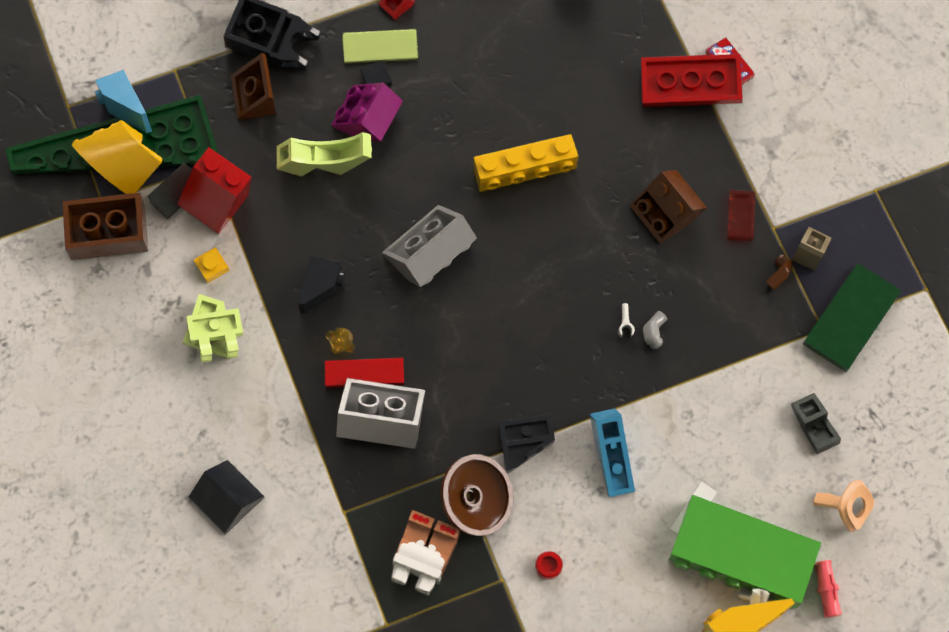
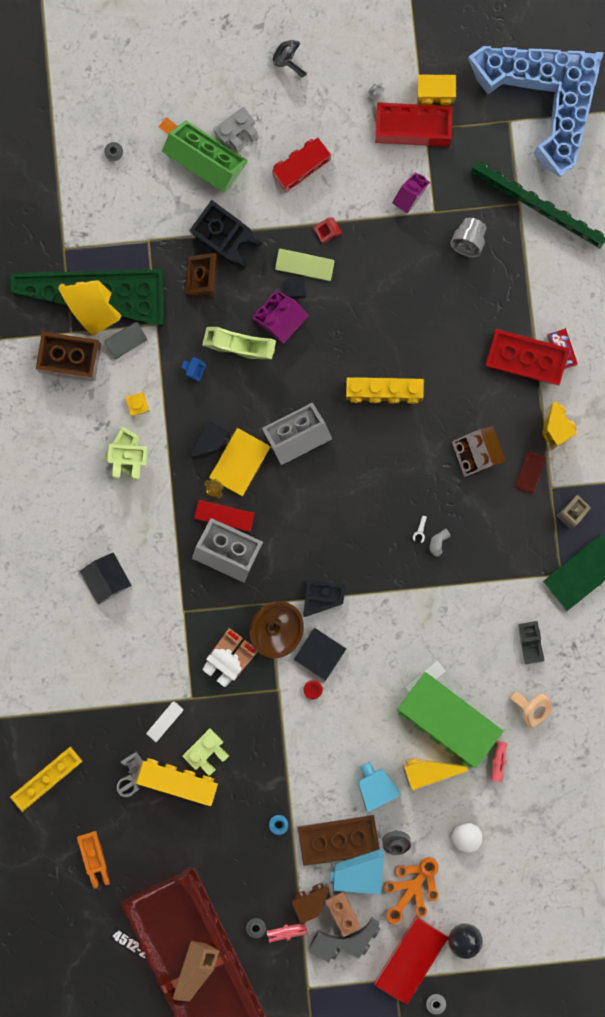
camera: 20 degrees right, 15 degrees up
(121, 100) = (102, 259): dark azure slope -> none
(214, 190) = (151, 353): red slope -> none
(274, 201) = (194, 369): none -> blue tile
(366, 300) = (240, 462): none -> yellow tile
(543, 515) = (320, 654): none -> black tile
(612, 451) = (381, 623): dark azure slope -> none
(757, 147) = (557, 426): none -> yellow slope
(757, 596) = (446, 755): hand -> none
(785, 266) = (544, 526): reddish brown arm -> none

